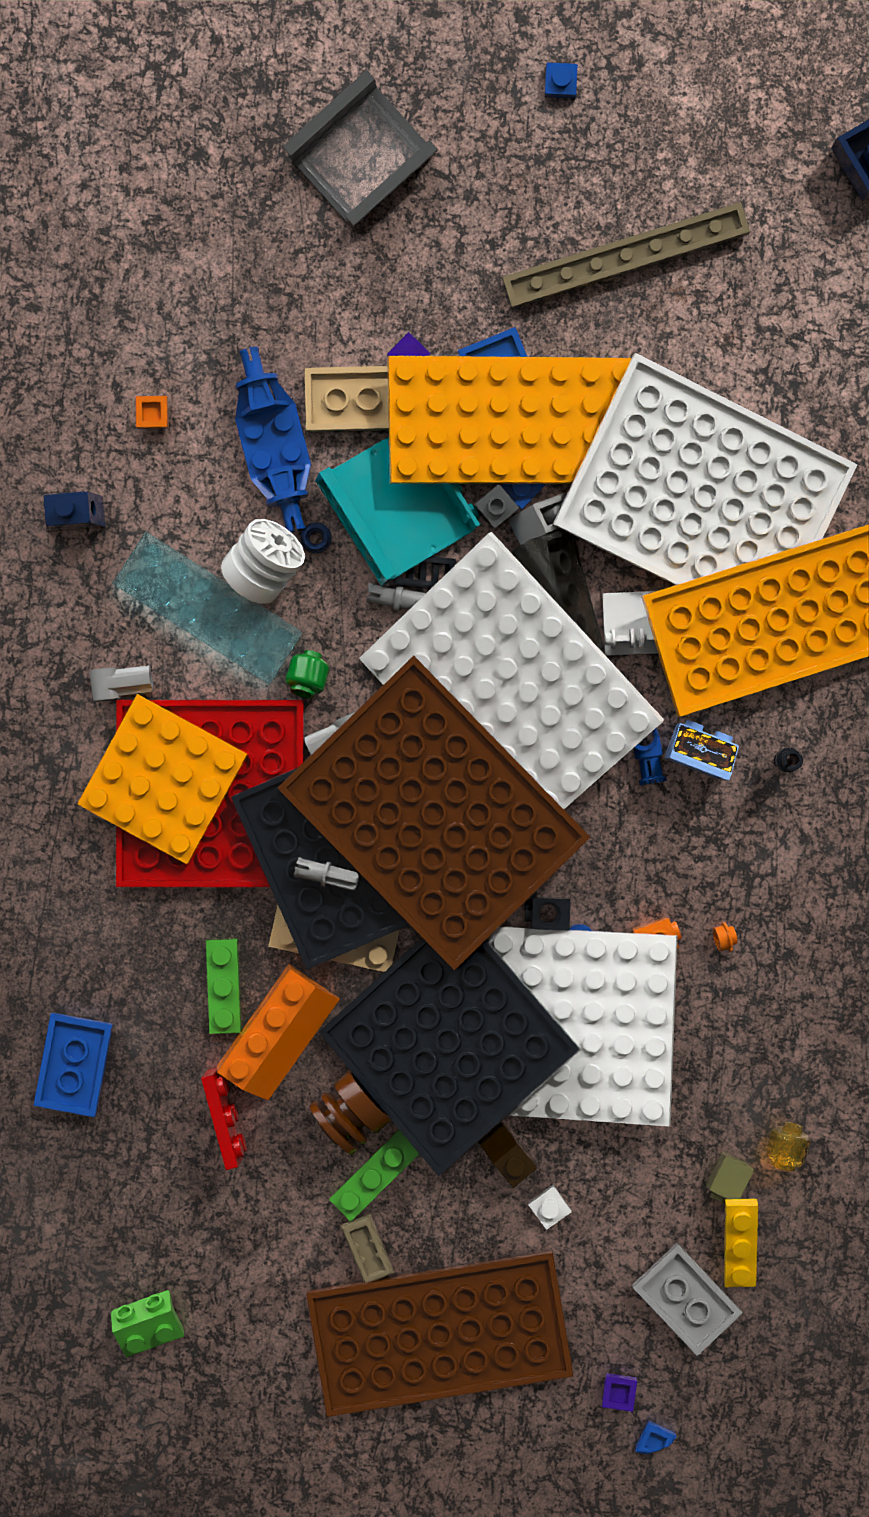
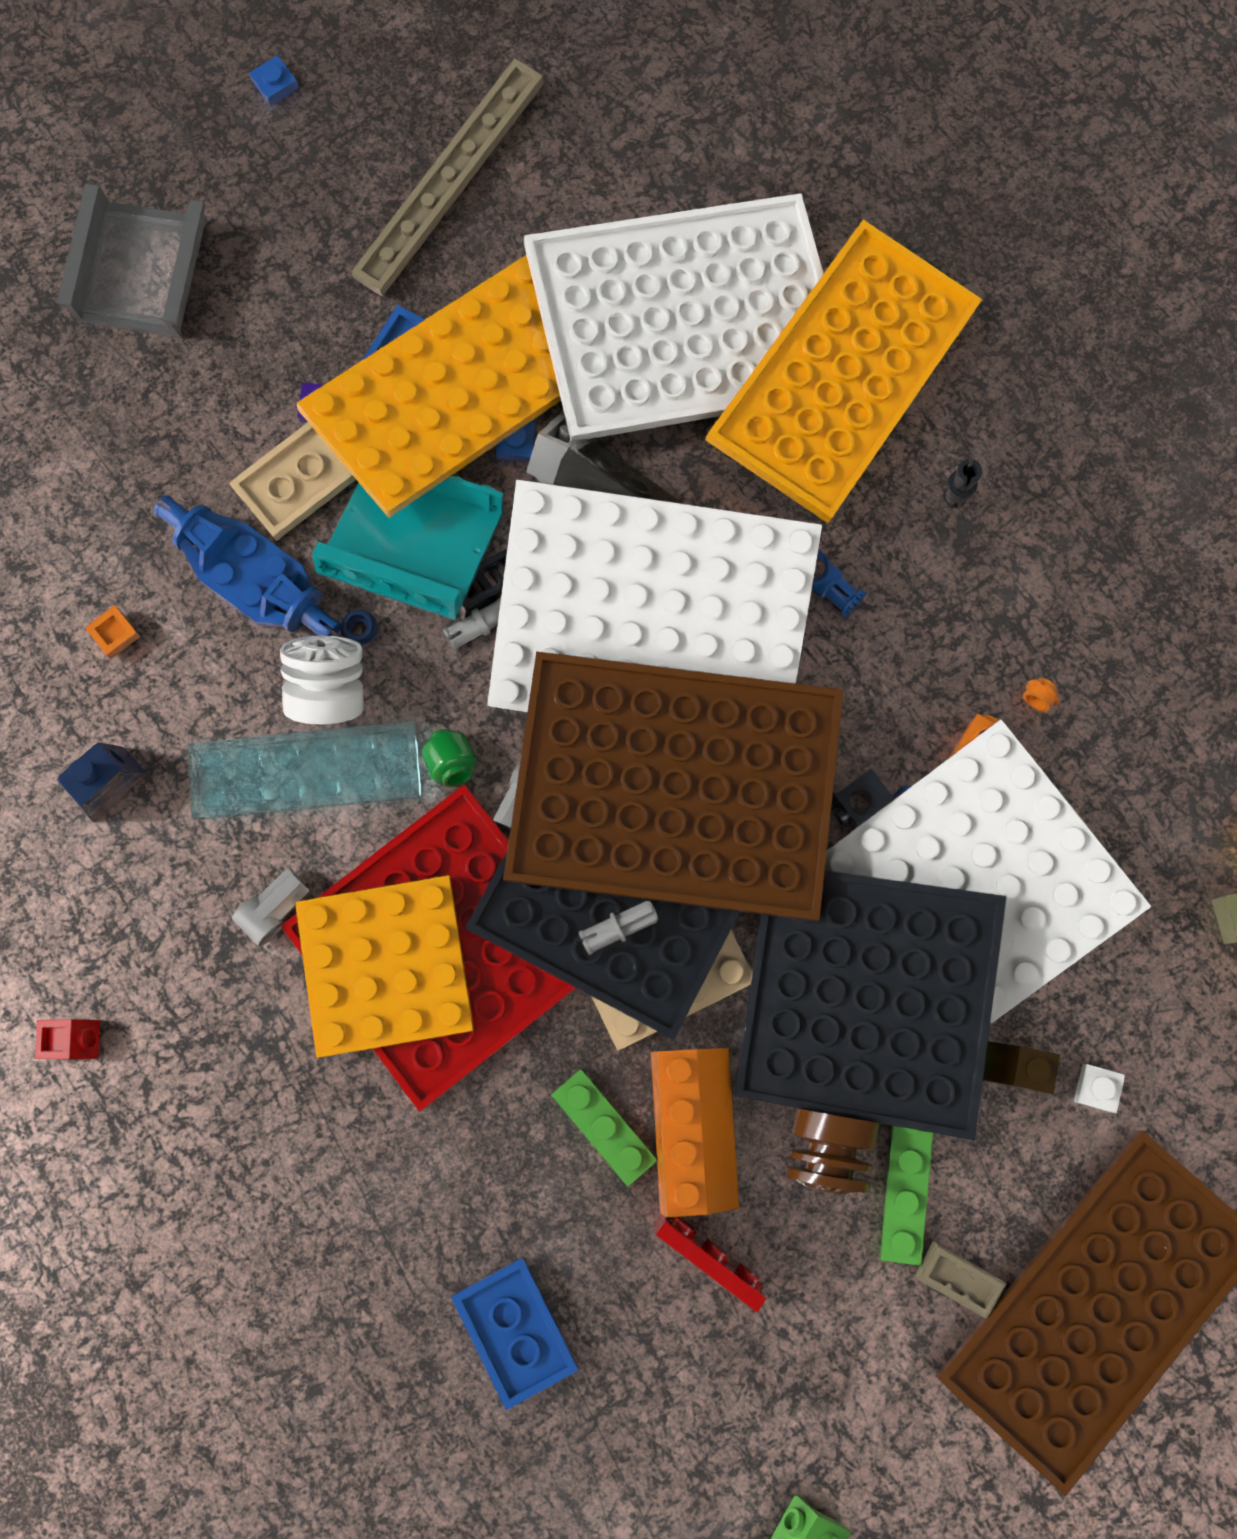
camera: 40 degrees left, 10 degrees down
(496, 508) = (505, 467): dark grey brick -> none
(626, 624) = (715, 480): white hinge -> none
(702, 751) = (877, 541): slope -> none

